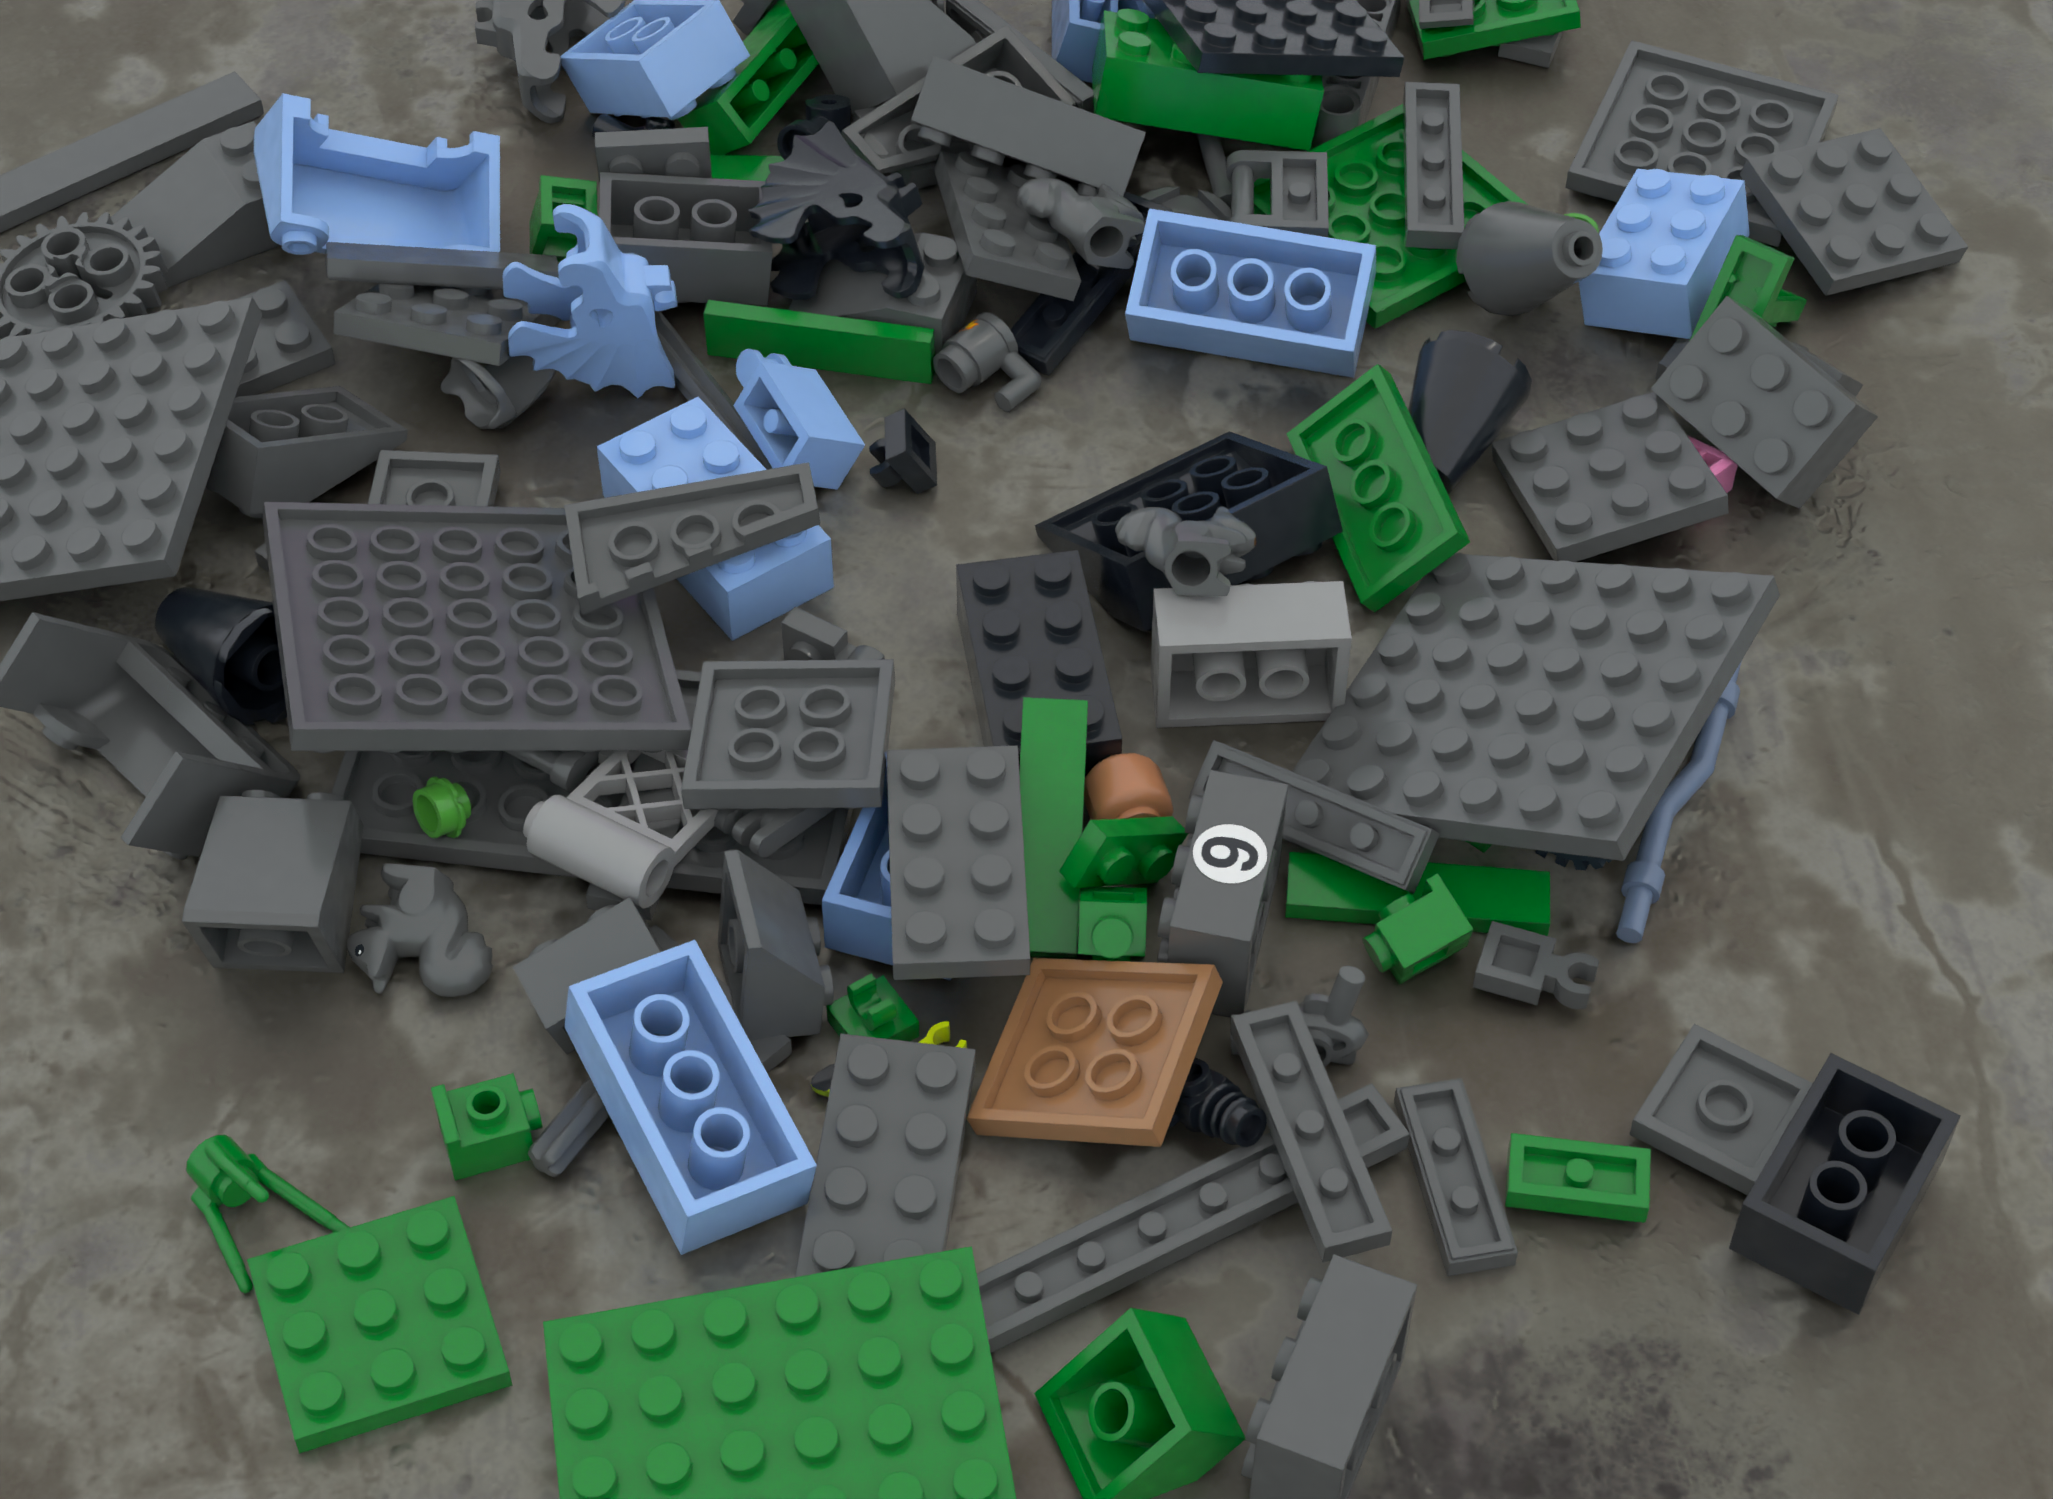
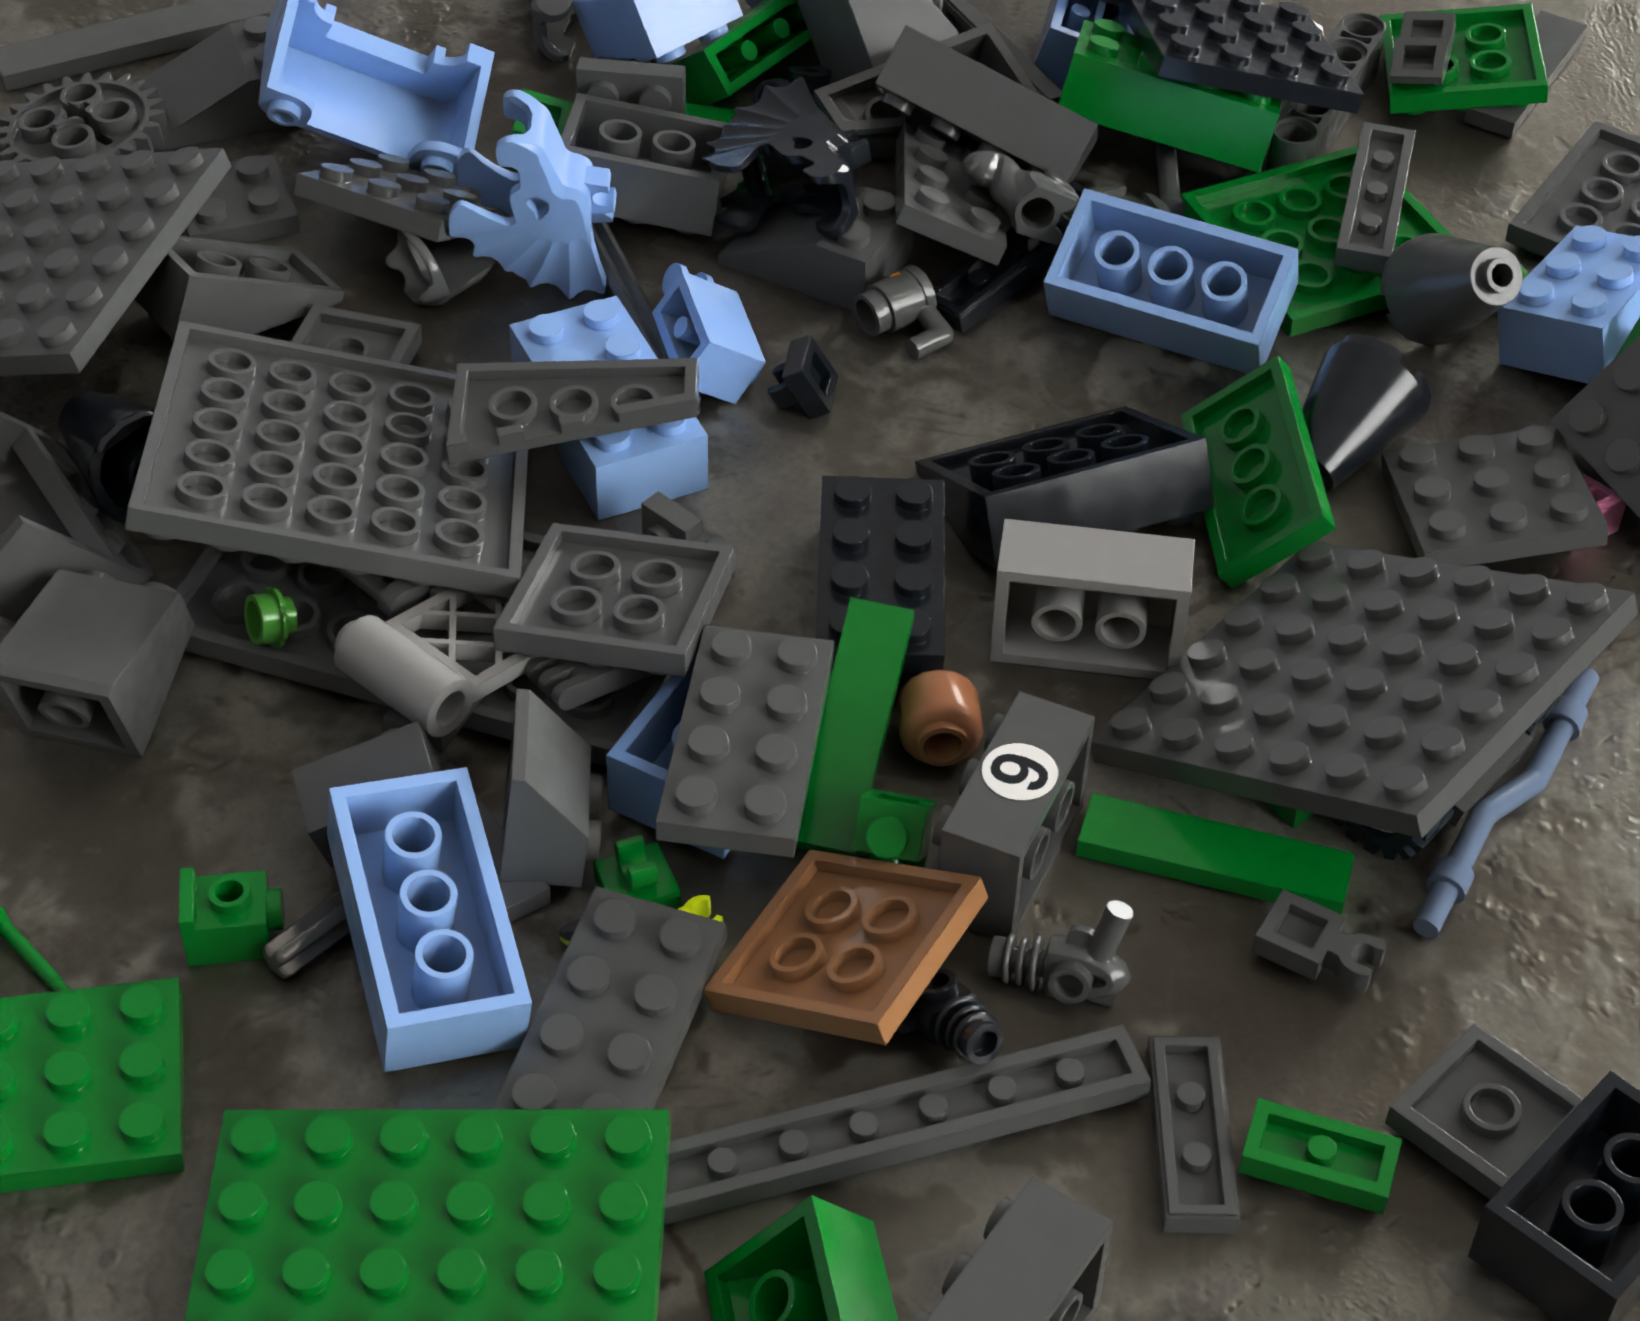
camera: 10 degrees right, 5 degrees down
(421, 922) = (225, 721): dark grey animal -> none
(427, 265) = (383, 150): dark grey tile -> none
(822, 341) = (754, 271): green tile -> none
(1124, 852) = (916, 760): green plate -> none
(1189, 552) = (1048, 489): dark grey animal -> none
(1296, 189) = (1237, 194): dark grey plate -> none
(1310, 1131) = (1046, 1058): dark grey plate -> none
(1335, 822) = (1149, 772): dark grey tile -> none
(1418, 932) = (1204, 887): green brick -> none

